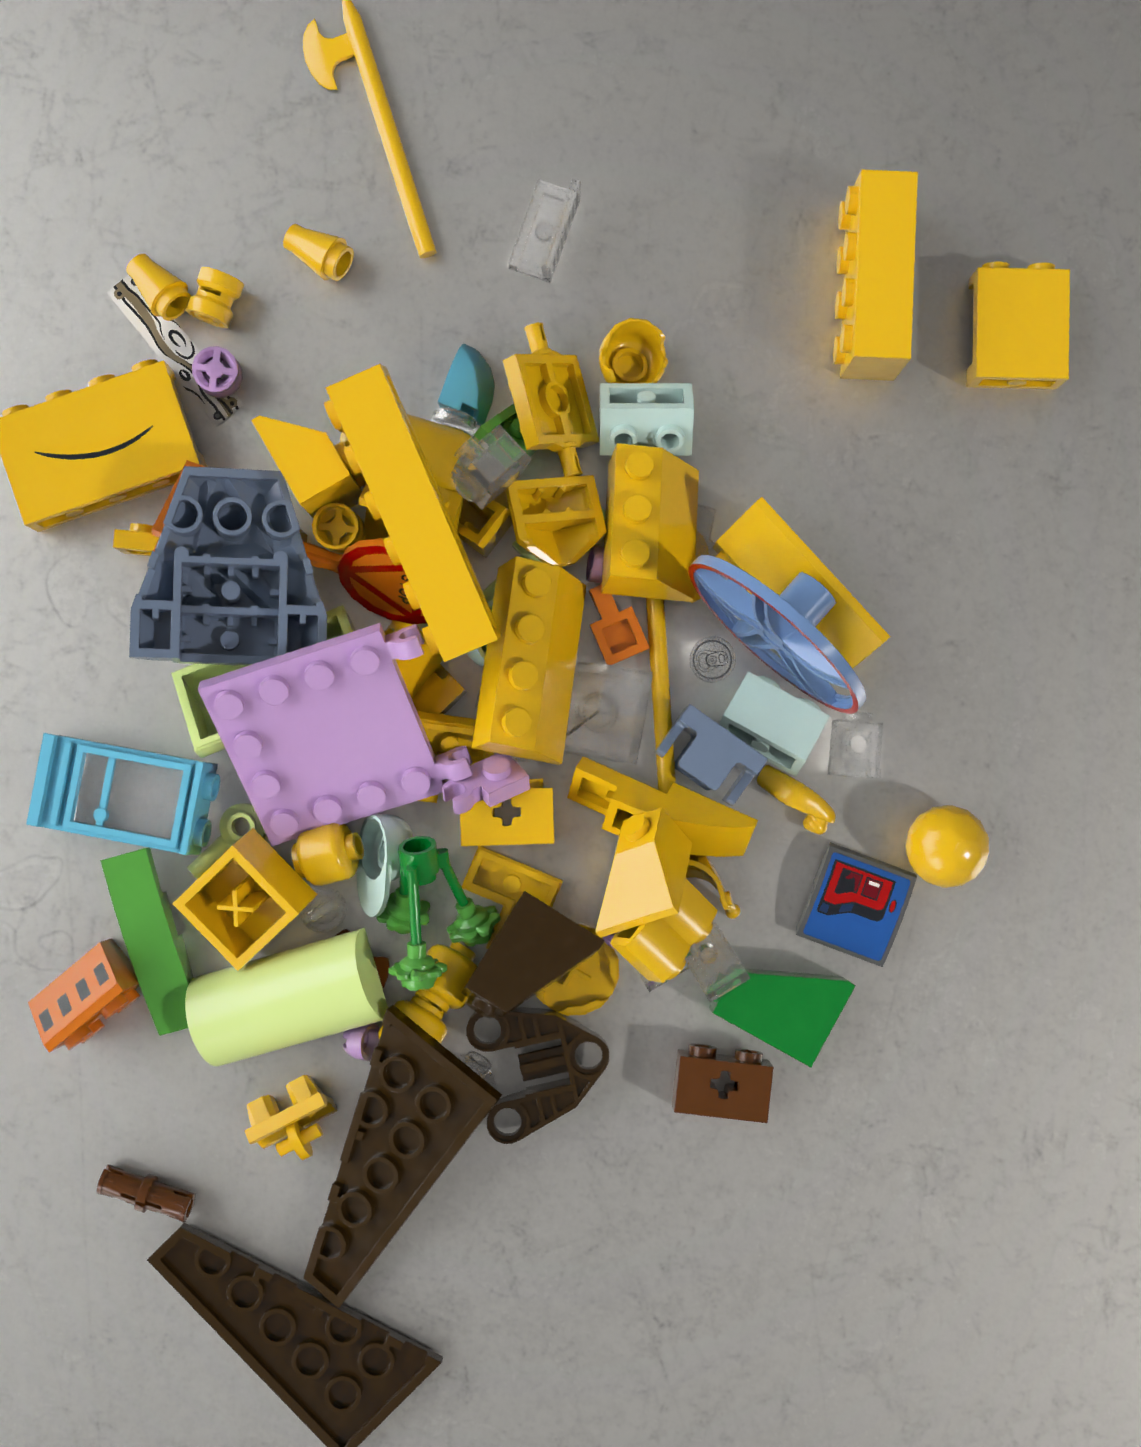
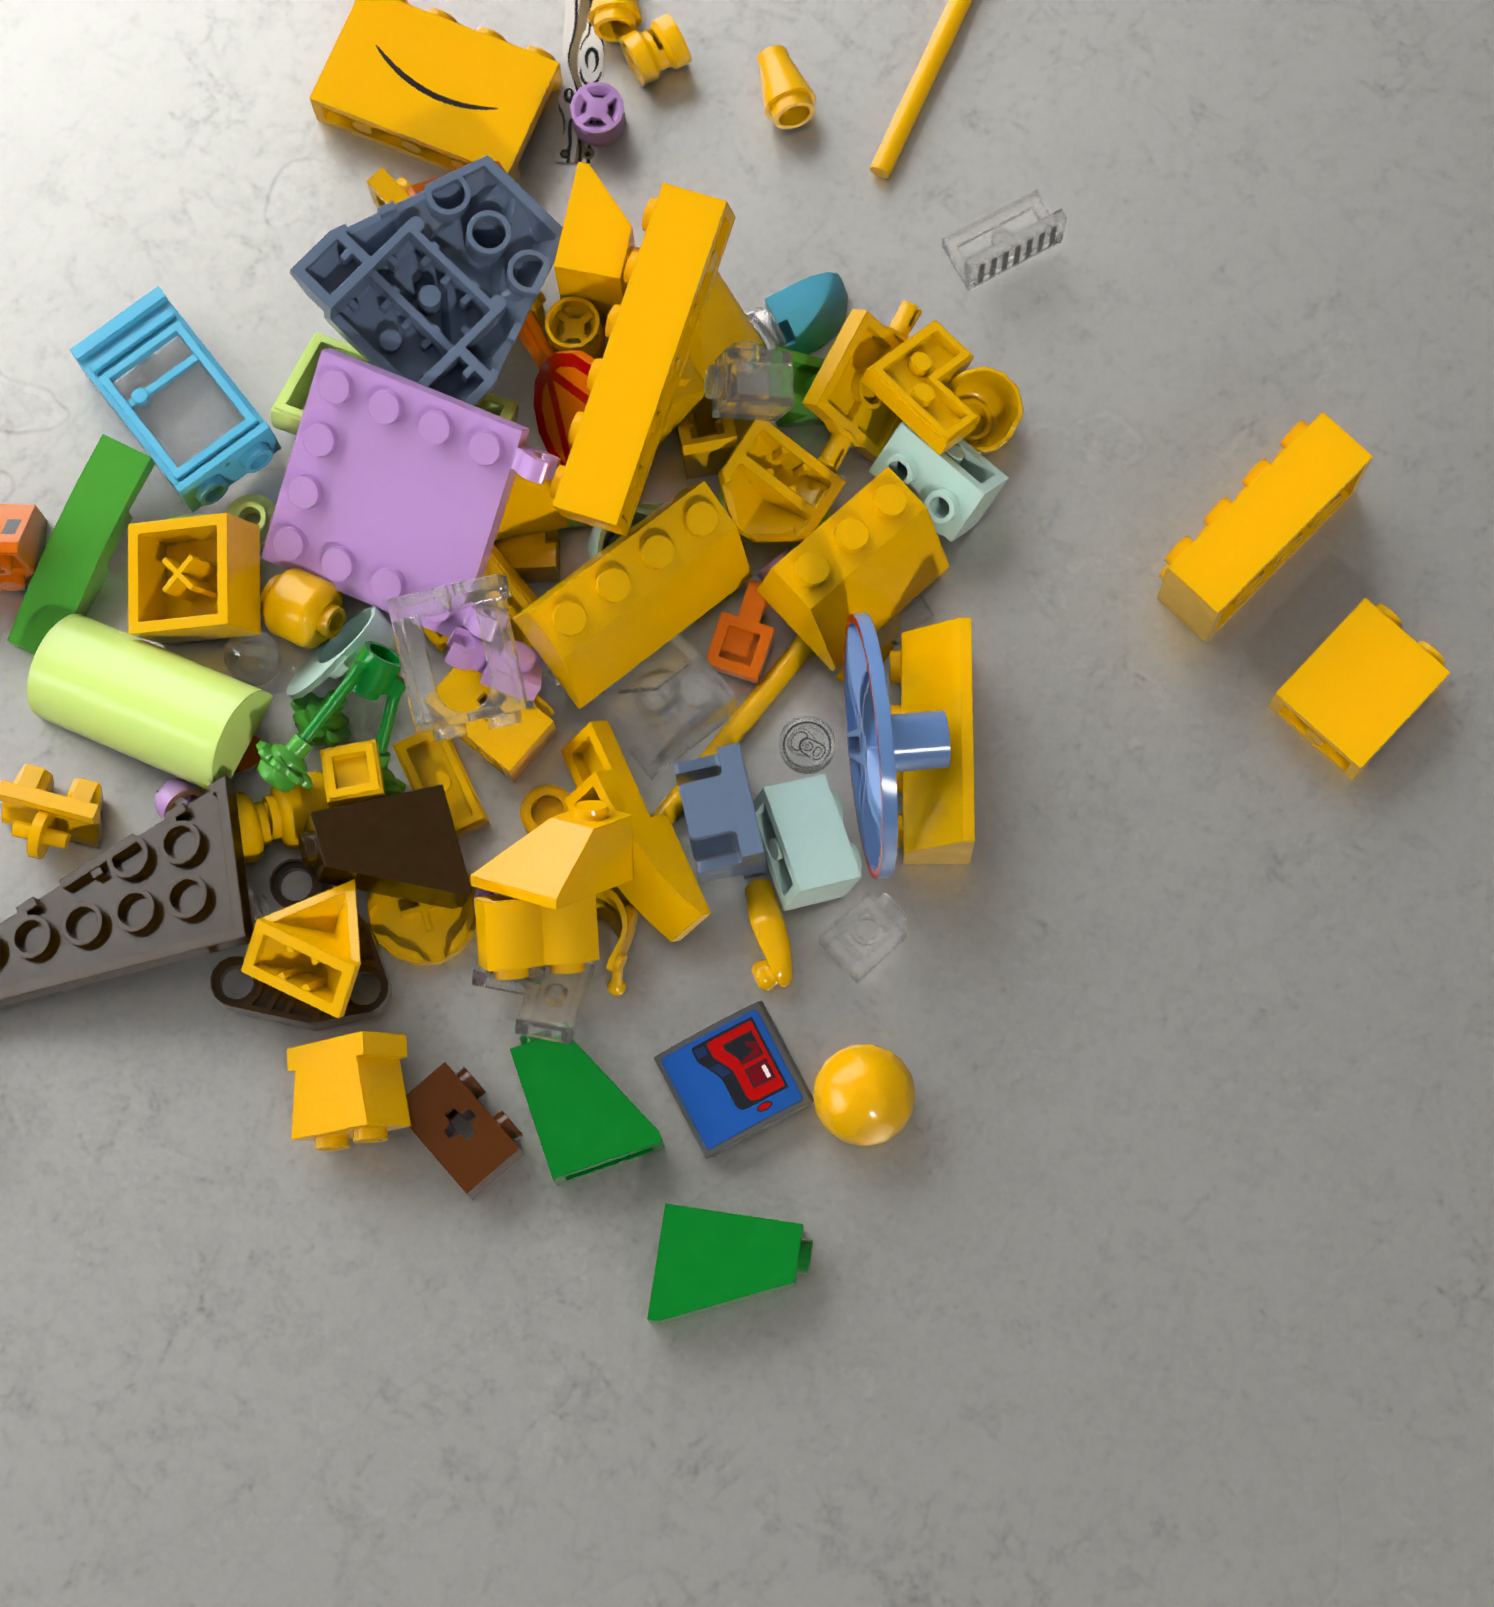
camera: 45 degrees right, 10 degrees down
(450, 752) = (507, 690): none -> clear panel
(463, 934) = (352, 773): none -> yellow tile
(543, 1068) = (310, 949): none -> yellow slope
(585, 379) = (914, 388): none -> yellow tile
(593, 844) = (541, 805): none -> yellow tile
(639, 1126) = (348, 1089): none -> yellow hips
(950, 1020) = (722, 1260): none -> green slope

